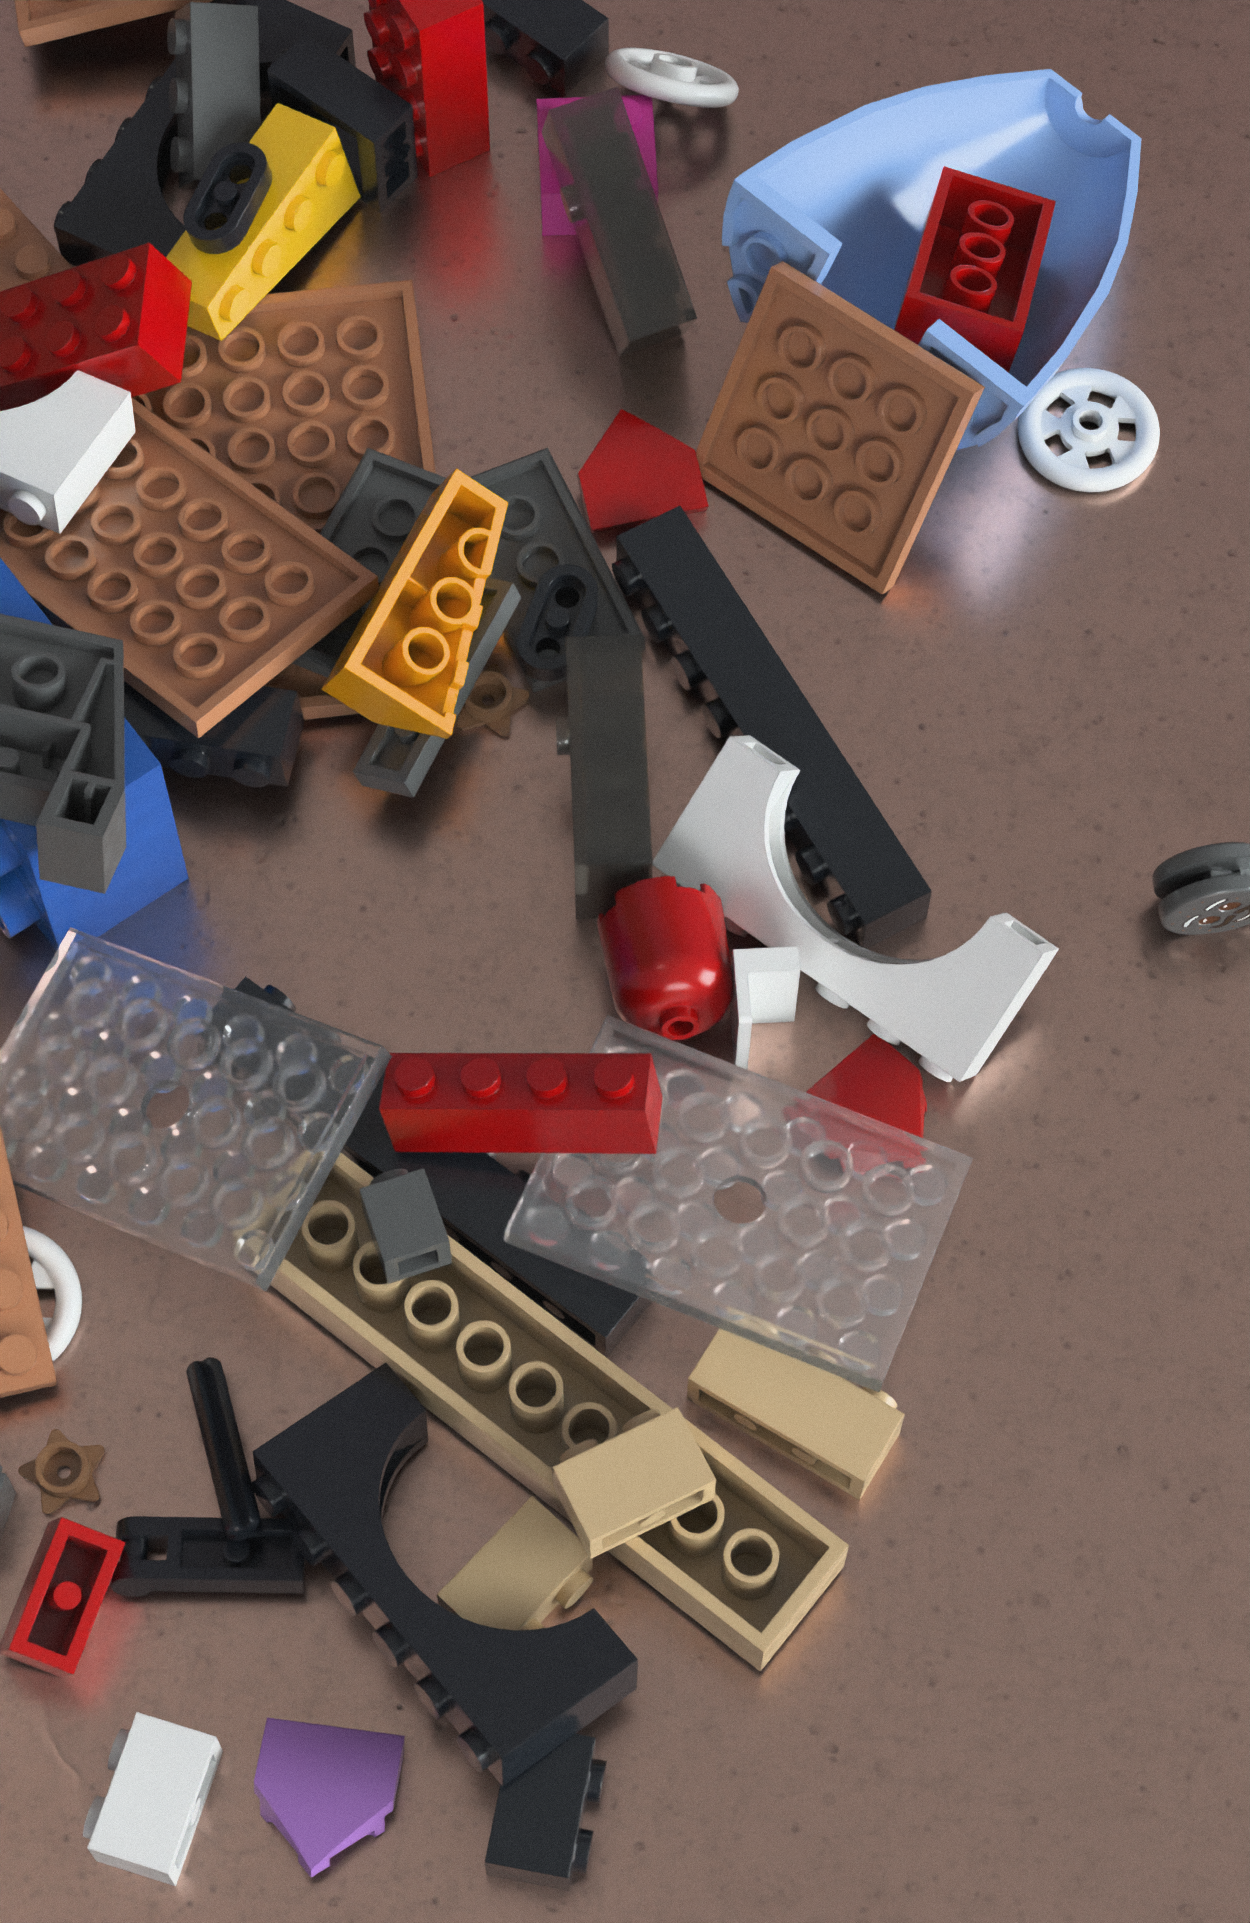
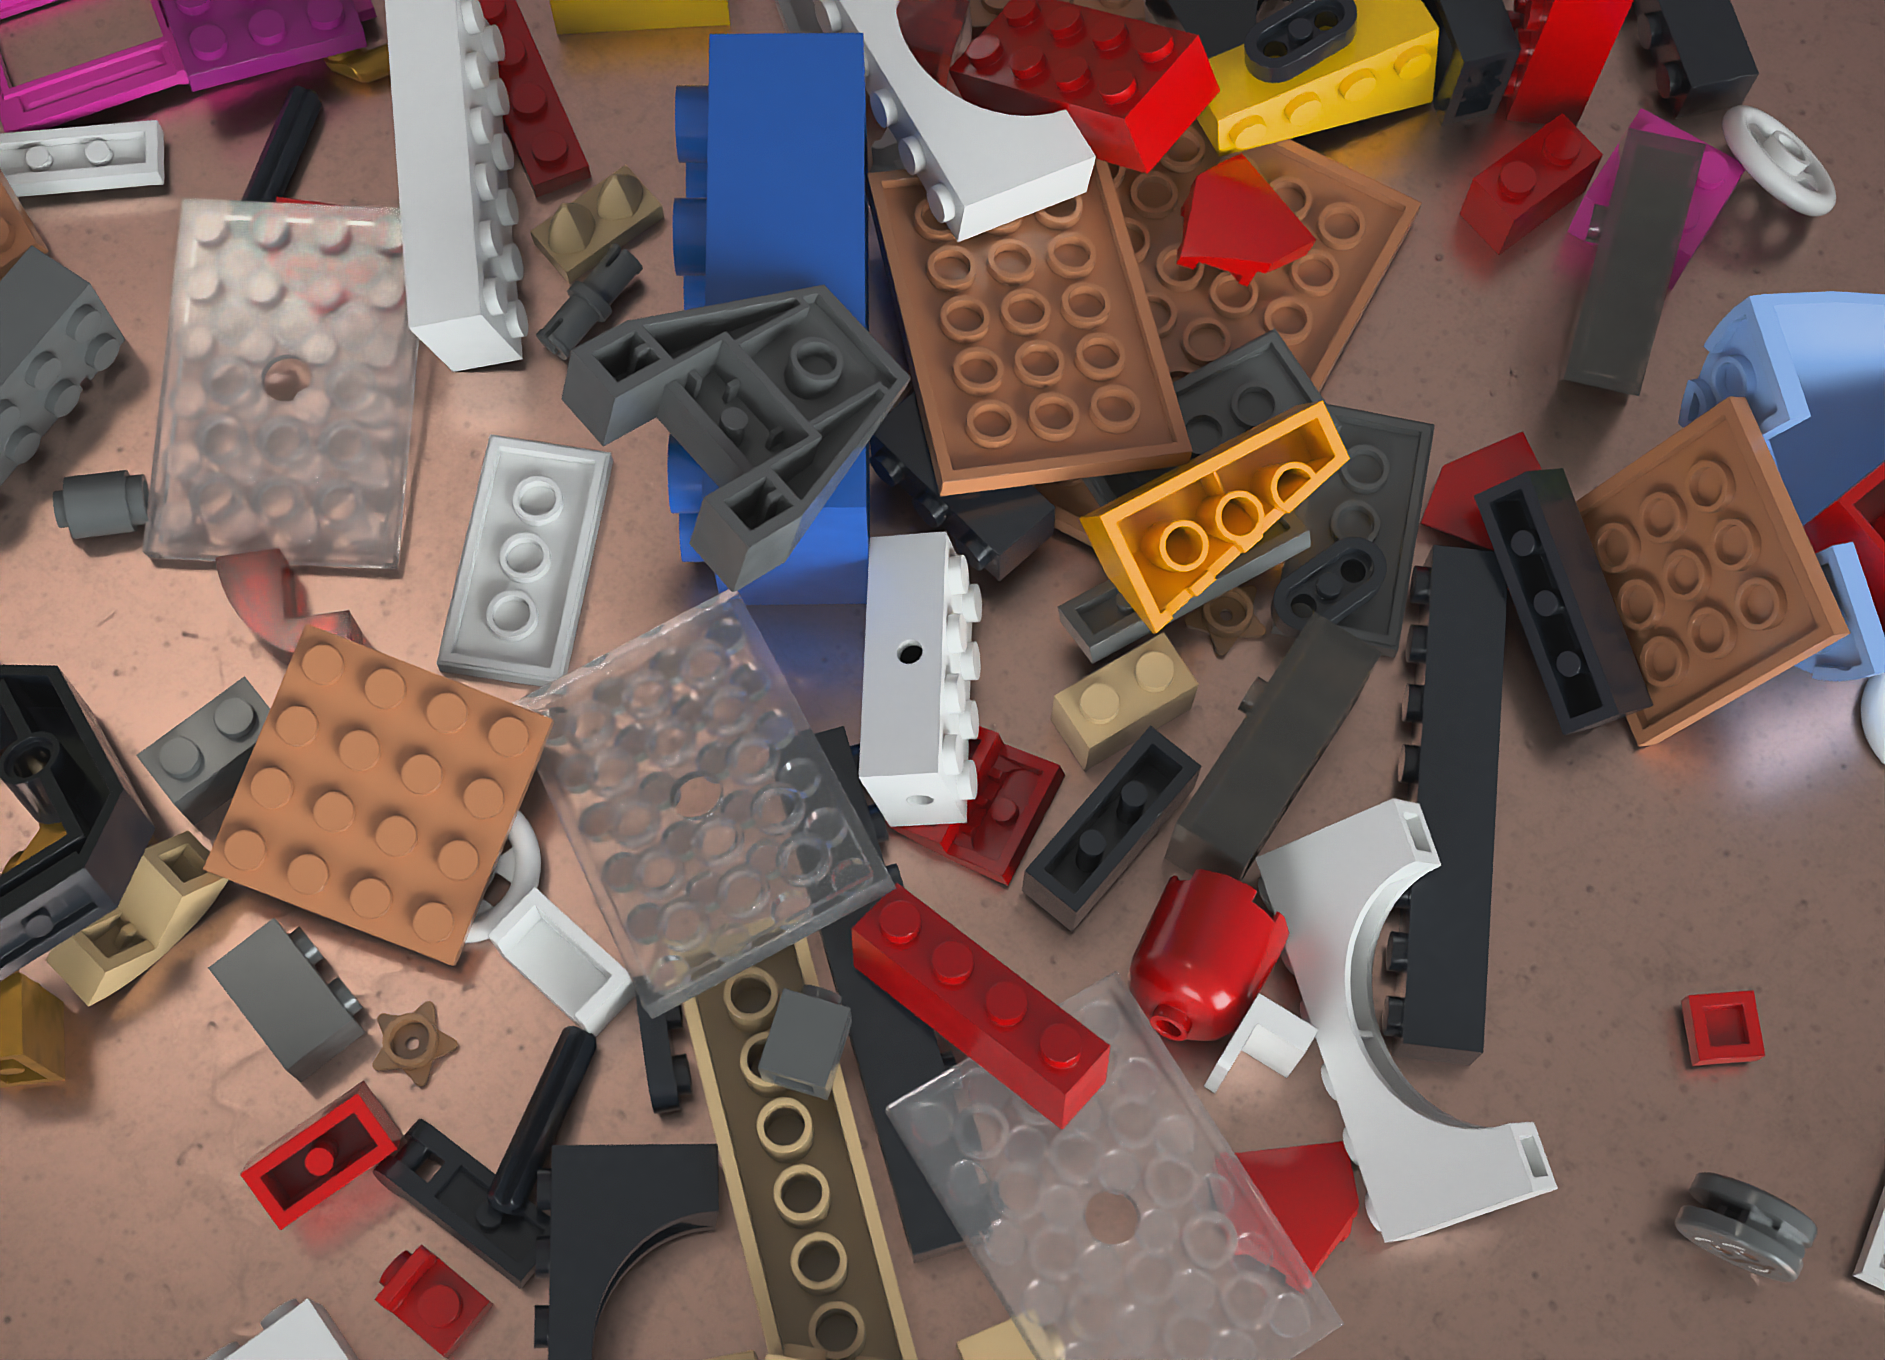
camera: 35 degrees right, 5 degrees up
(148, 1316) = (563, 962): none -> white panel
(236, 1652) = (432, 1299): none -> red bracket
(277, 383) = (1239, 223): none -> red slope
(286, 895) = (919, 680): none -> white brick
(297, 1345) = (666, 1073): none -> black plate
(391, 970) = (1003, 818): none -> red slope
(457, 815) = (1123, 701): none -> tan brick
(488, 213) = (1530, 183): none -> red brick
(520, 916) = (1110, 828): none -> black brick
(747, 513) = (1563, 600): none -> black brick
(1094, 760) = (1723, 1028): none -> red plate

